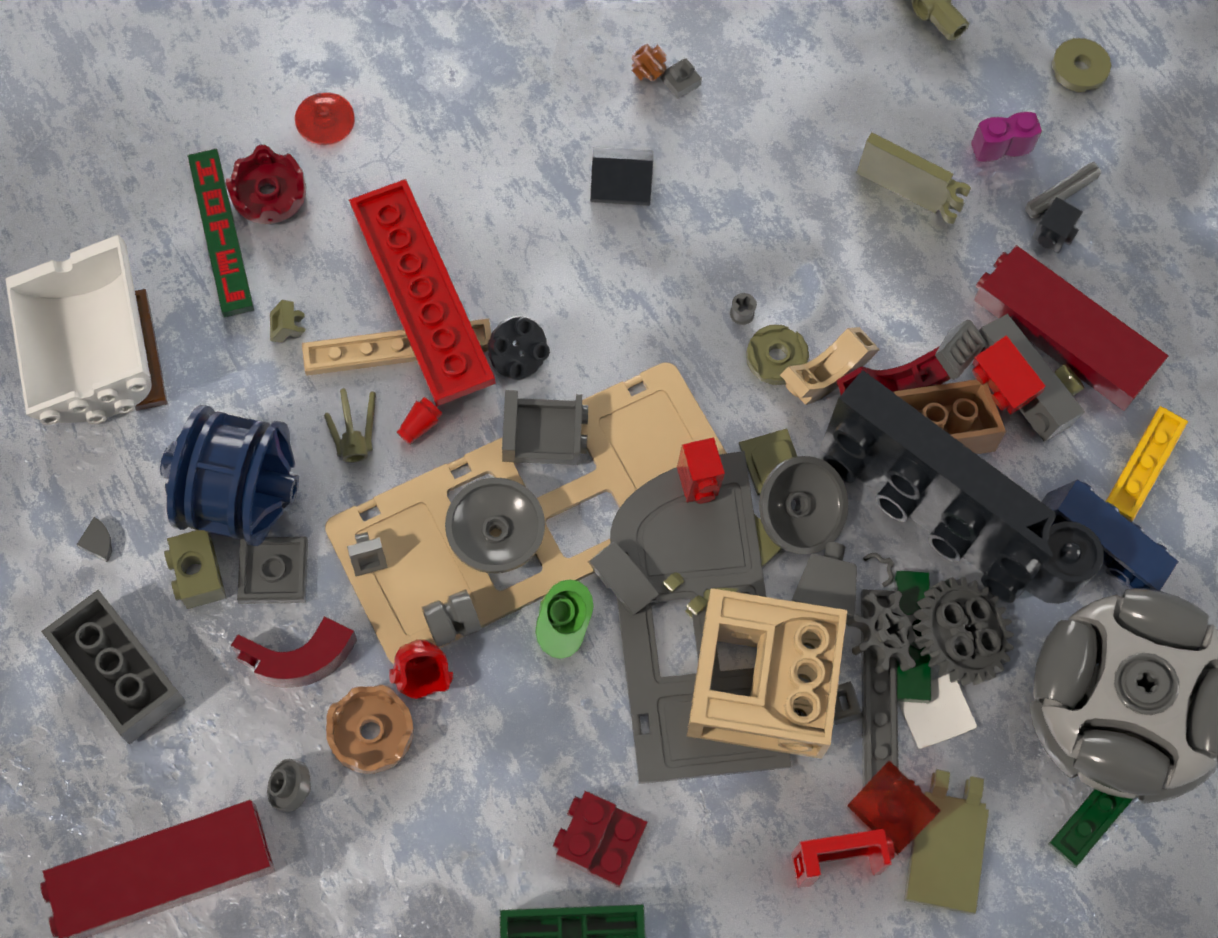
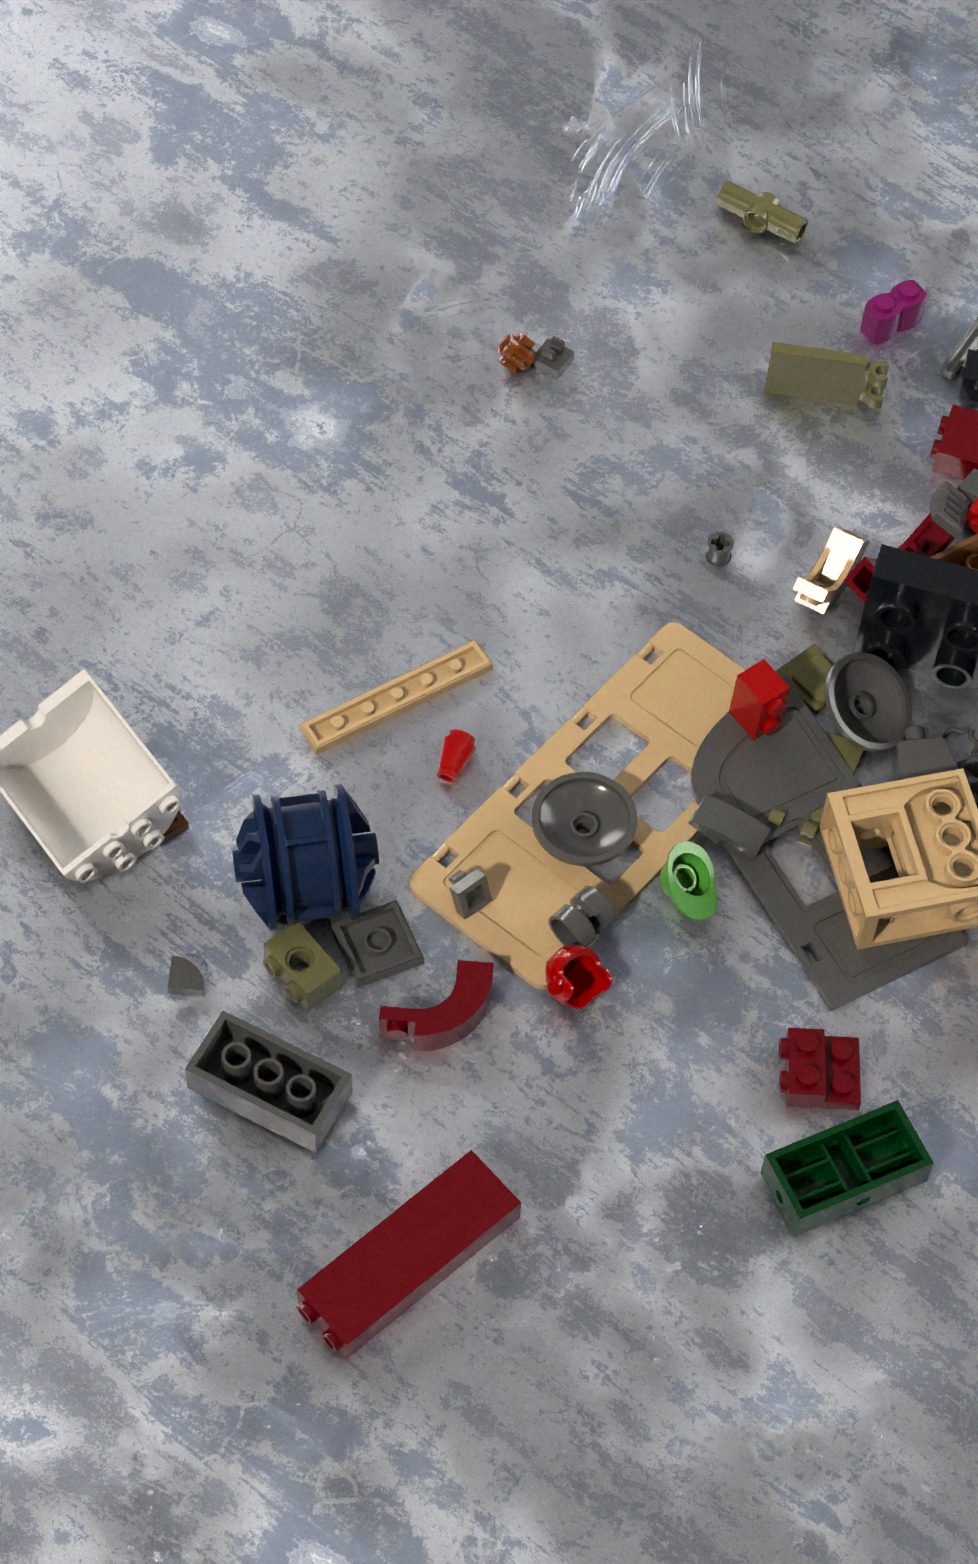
camera: 20 degrees left, 10 degrees down
(220, 233) = (162, 649): dark green tile -> none
(263, 169) = (184, 571): dark red plate -> none
(282, 321) = (272, 709): olive tile -> none
(288, 785) = (498, 1128): dark grey plate -> none
(324, 128) = (213, 518): clear red dish -> none
(353, 445) = (401, 798): olive plant -> none
(363, 706) = (557, 1028): medium nougat plate -> none
(422, 293) = (399, 635): red plate -> none
(528, 338) = (511, 647): black plate -> none
(543, 430) = (584, 721): dark grey panel -> none
(621, 176) = (540, 466): black slope -> none
(770, 338) = (766, 595): olive tile -> none
(1083, 51) = (934, 214): olive tile -> none

